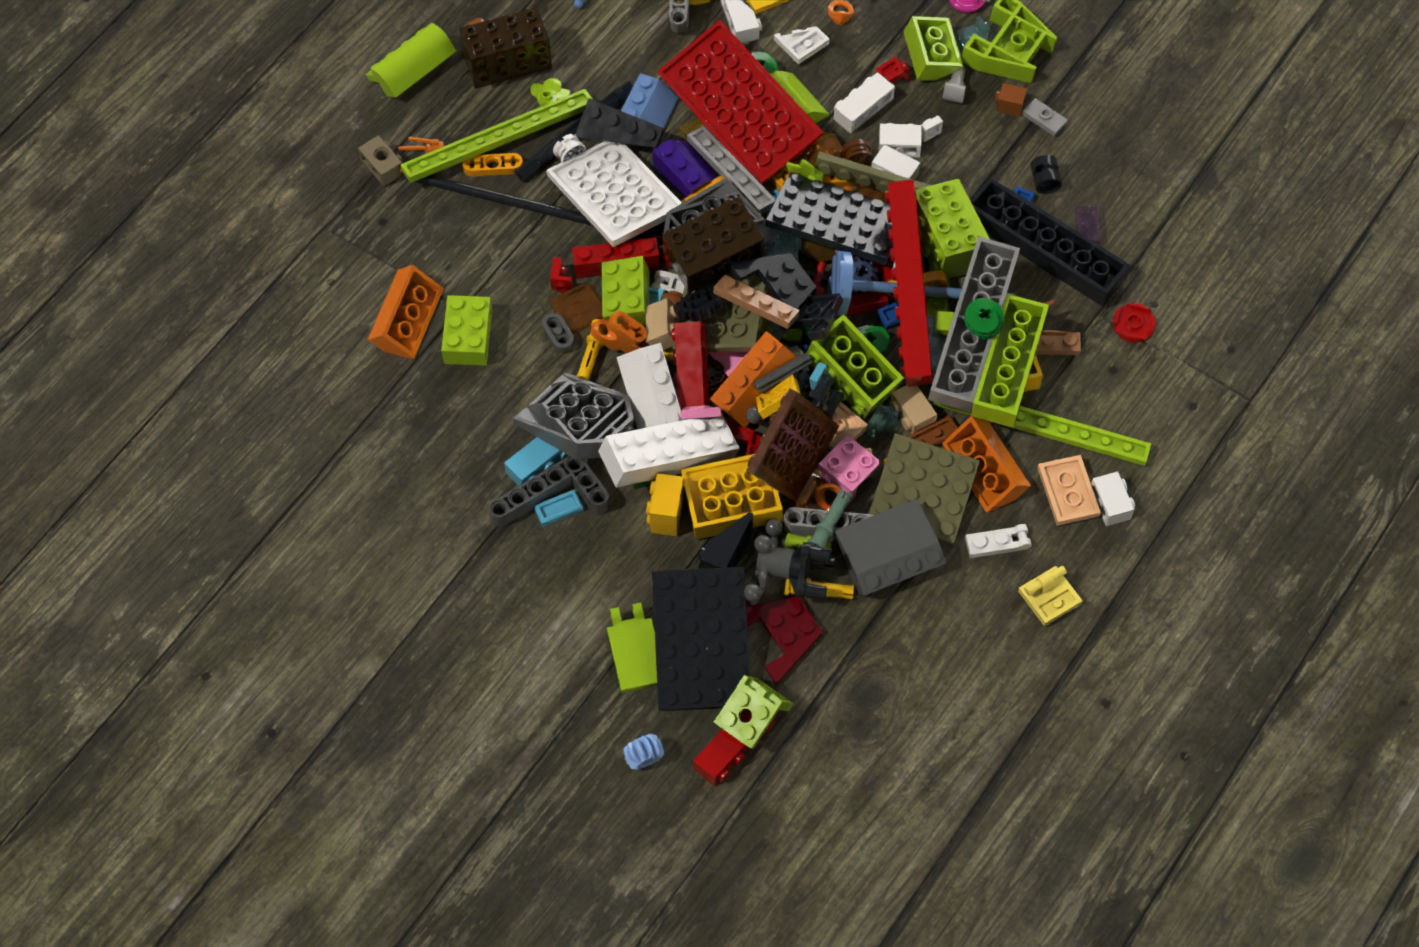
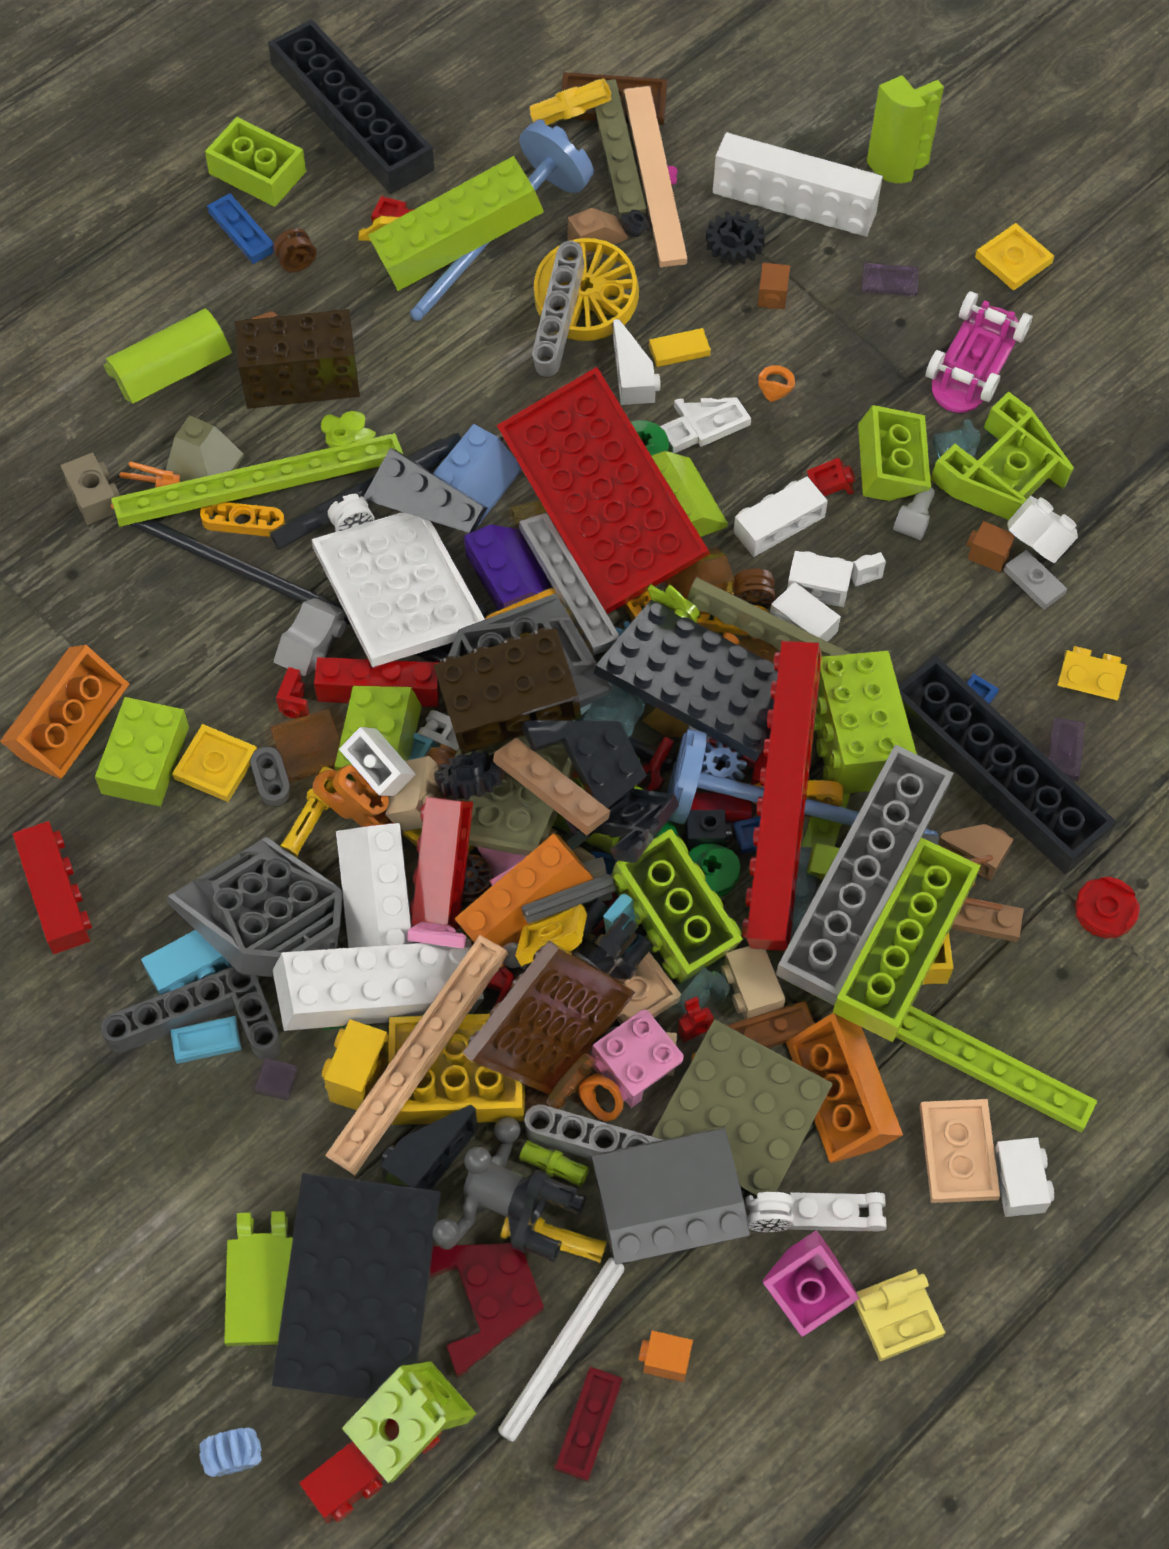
camera: 10 degrees right, 0 degrees up
(429, 429) = (51, 887): none -> red brick
(453, 122) = (201, 451): none -> olive slope
(517, 330) = (214, 763): none -> yellow plate
(562, 235) = (310, 635): none -> light grey brick
(612, 523) = (276, 1079): none -> clear purple plate
(635, 306) = (377, 761): none -> white brick
(706, 488) = (416, 1055): none -> light nougat tile
(783, 58) = (680, 434): none -> white plate
(825, 529) = (580, 1149): sand green pin -> none
(839, 655) = (560, 1350): none -> white axle
(862, 314) = (707, 828): none -> black brick
(867, 696) = (588, 1424): none -> dark red tile
(881, 438) = (694, 1021): none -> red plate
(908, 646) = (666, 1355): none -> orange brick
(956, 547) = (770, 1212): none -> white wheel
(982, 327) = (873, 884): green piece -> none
(990, 586) = (810, 1284): none -> dark pink slope
(1043, 293) = (979, 842): none -> medium nougat slope
(1044, 82) = (1042, 528): none -> white brick
(1046, 174) = (1019, 663): black wheel -> none
(1095, 174) = (1092, 674): none -> yellow bracket

